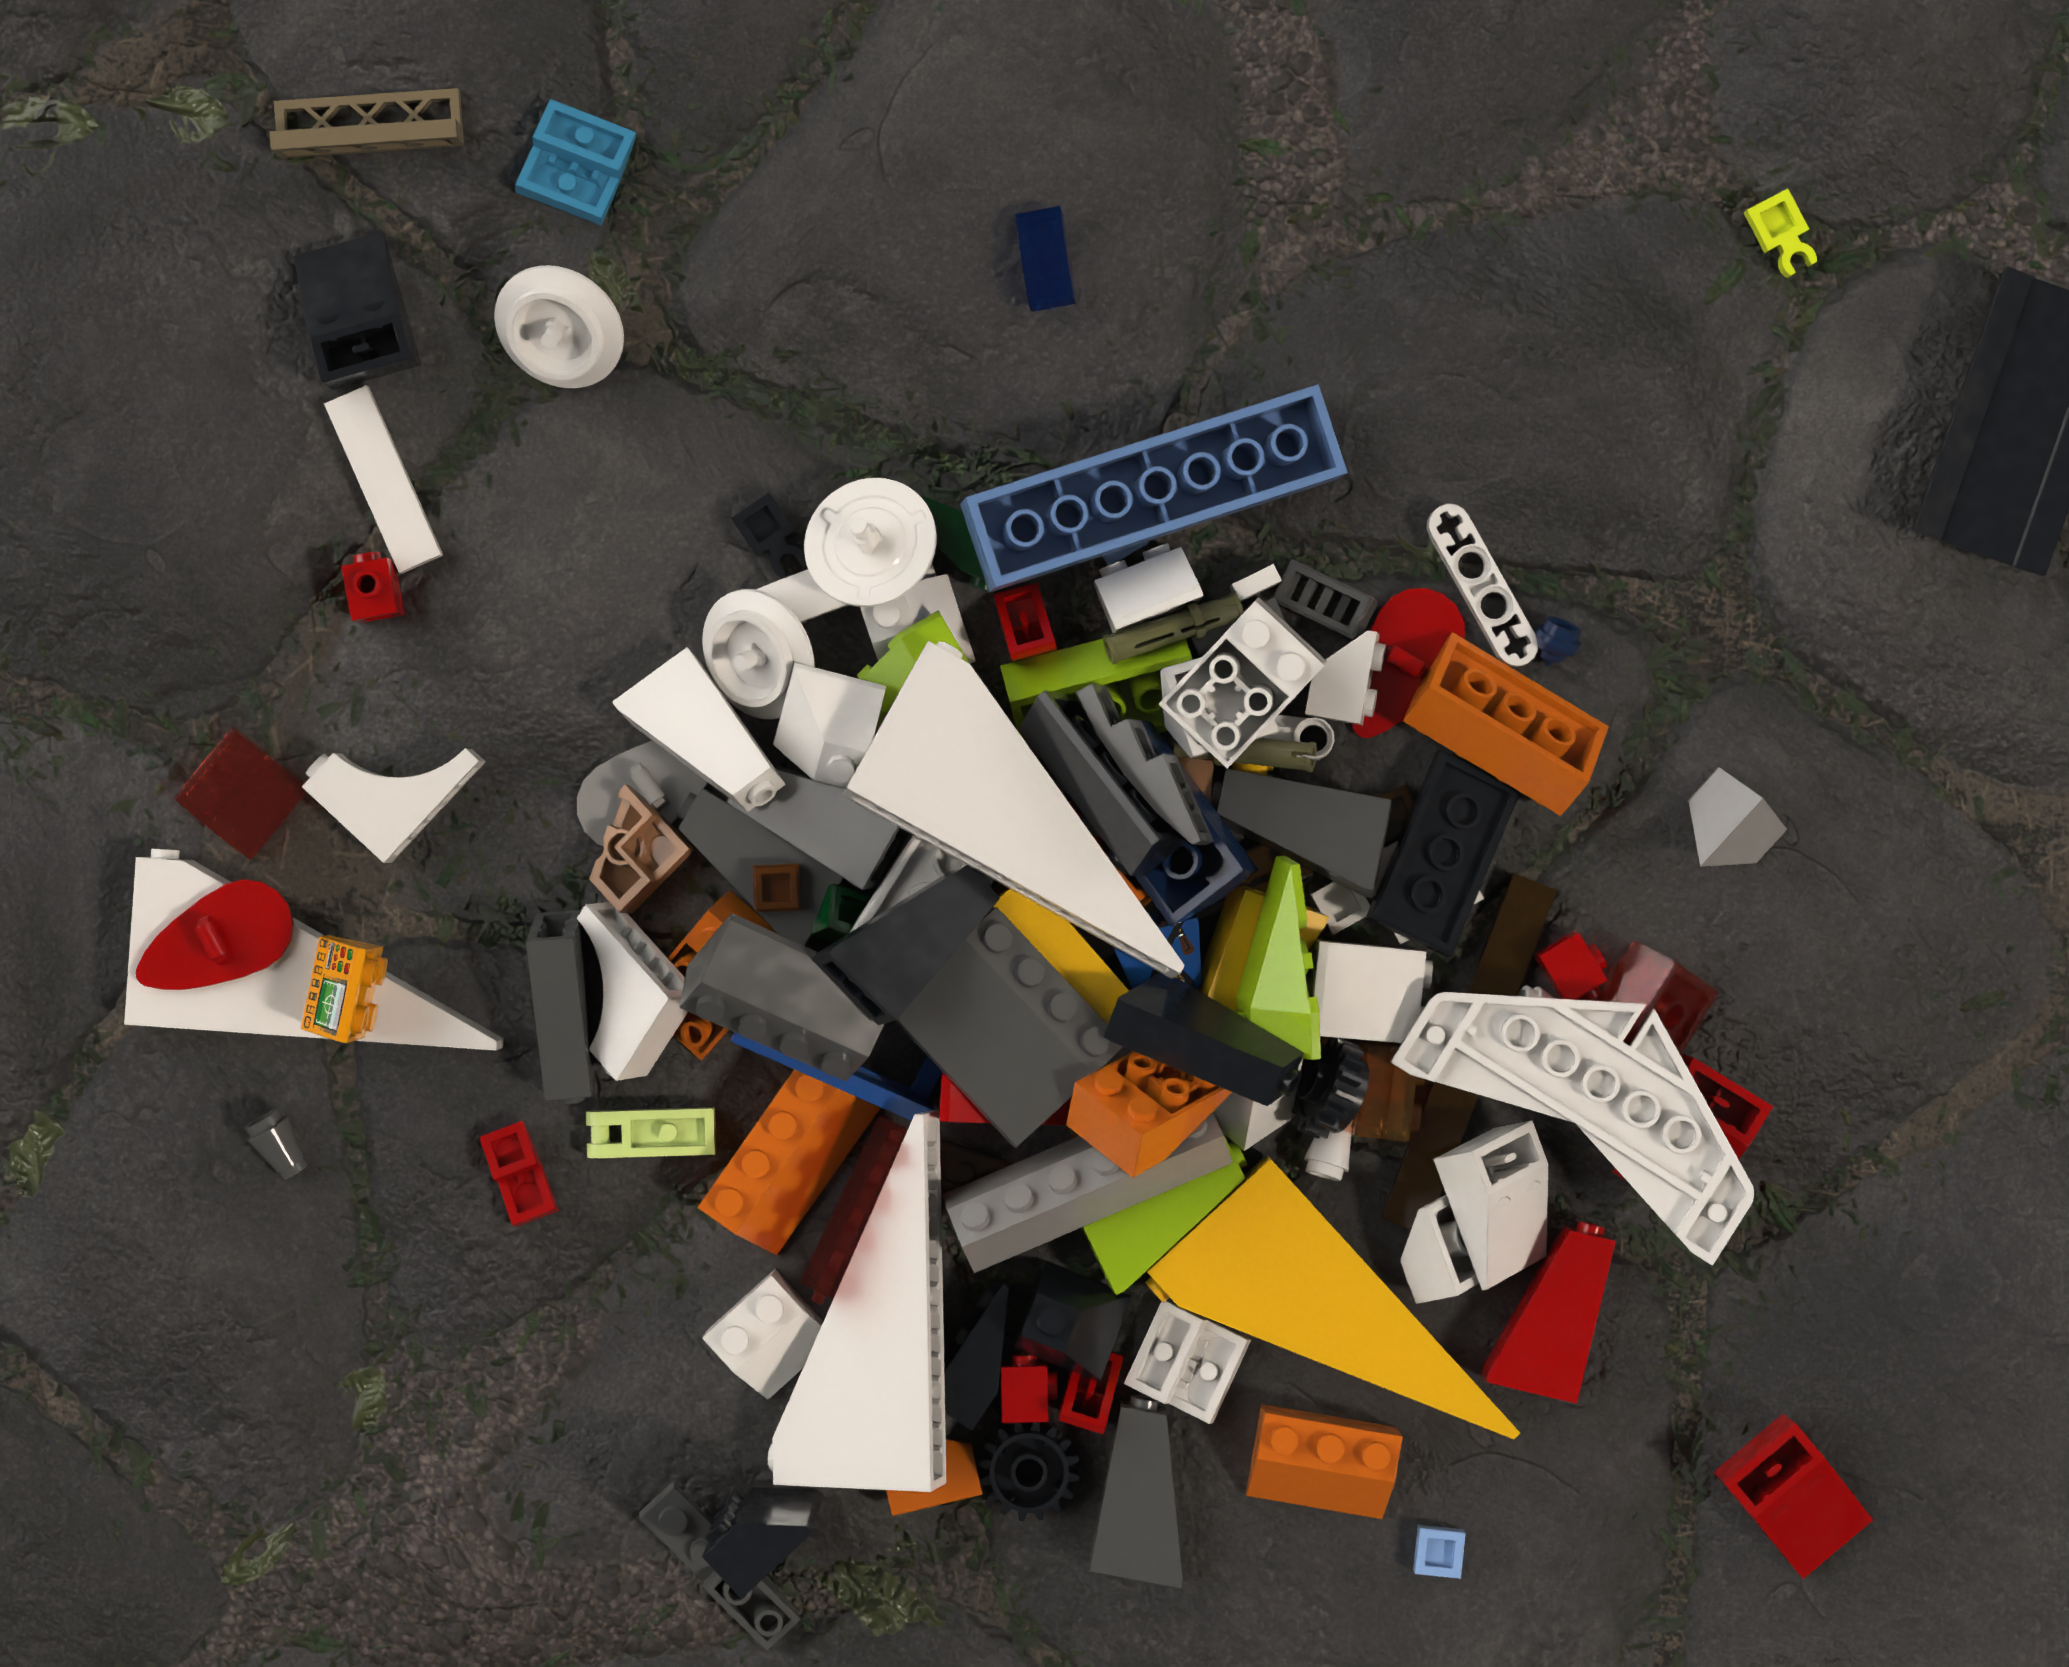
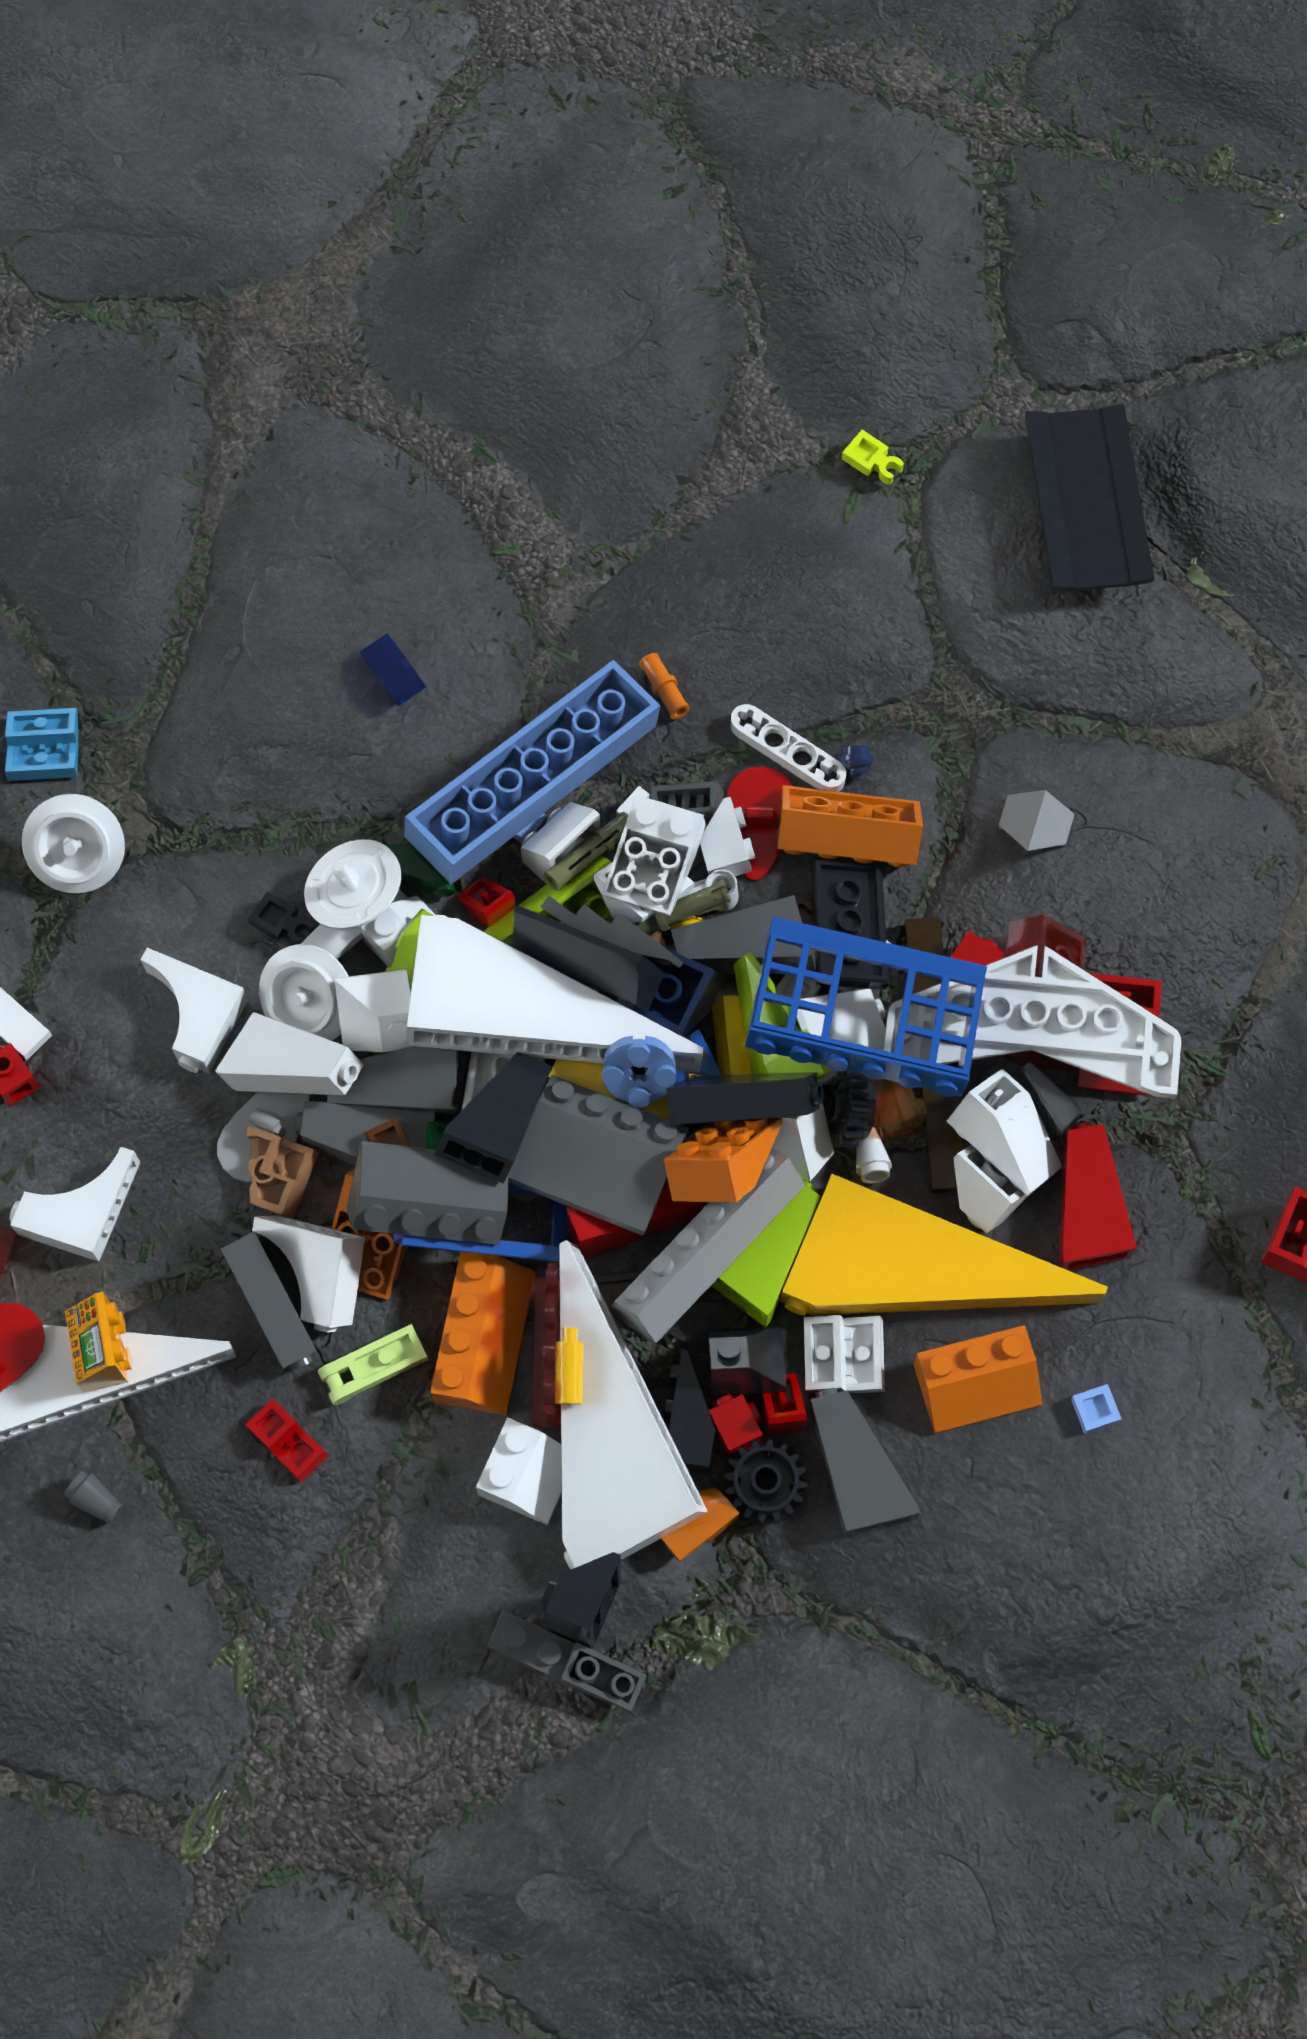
camera: 25 degrees left, 20 degrees down
(633, 611) = (206, 1009): none -> white arch
(860, 1266) = (569, 1369): none -> yellow cylinder
(1097, 956) = (635, 1088): none -> medium blue plate
(1370, 432) = (664, 686): none -> orange pin
(1443, 944) = (856, 1058): none -> blue window
(1573, 1190) = (1053, 1103): none -> dark grey slope

